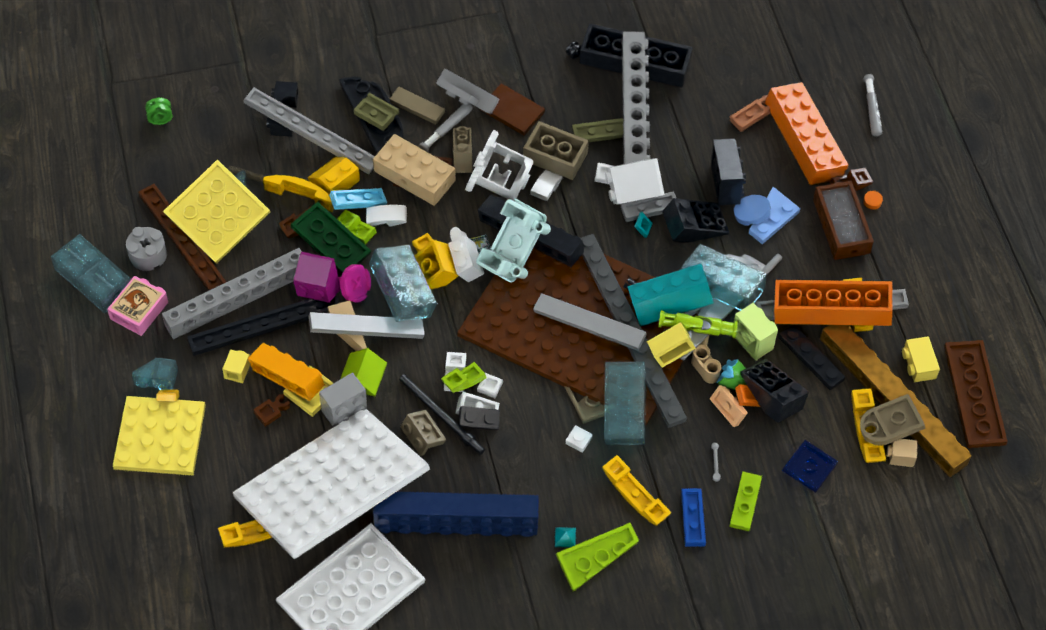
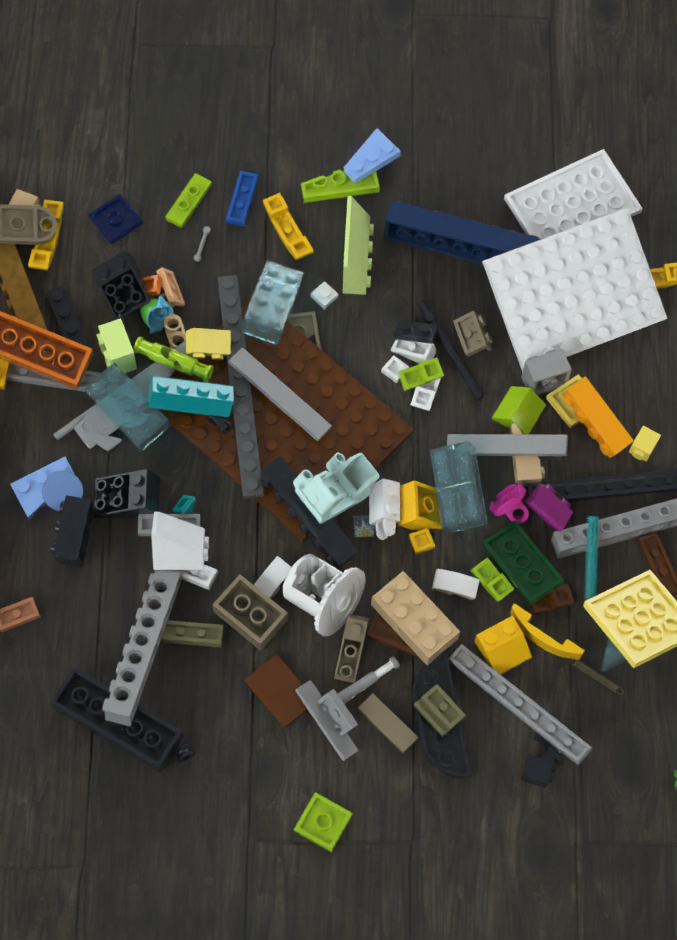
camera: 165 degrees left, 10 degrees up
(269, 411) = (618, 390): reddish brown plate -> none
(270, 249) = (592, 553): none -> teal axle
(357, 198) = (483, 606): medium azure tile -> none
(449, 32) = (323, 822): none -> lime tile
(560, 474) = (357, 249): none -> yellowish green slope
(565, 537) = (368, 206): teal slope -> none
(574, 586) = (371, 157): none -> light blue wing

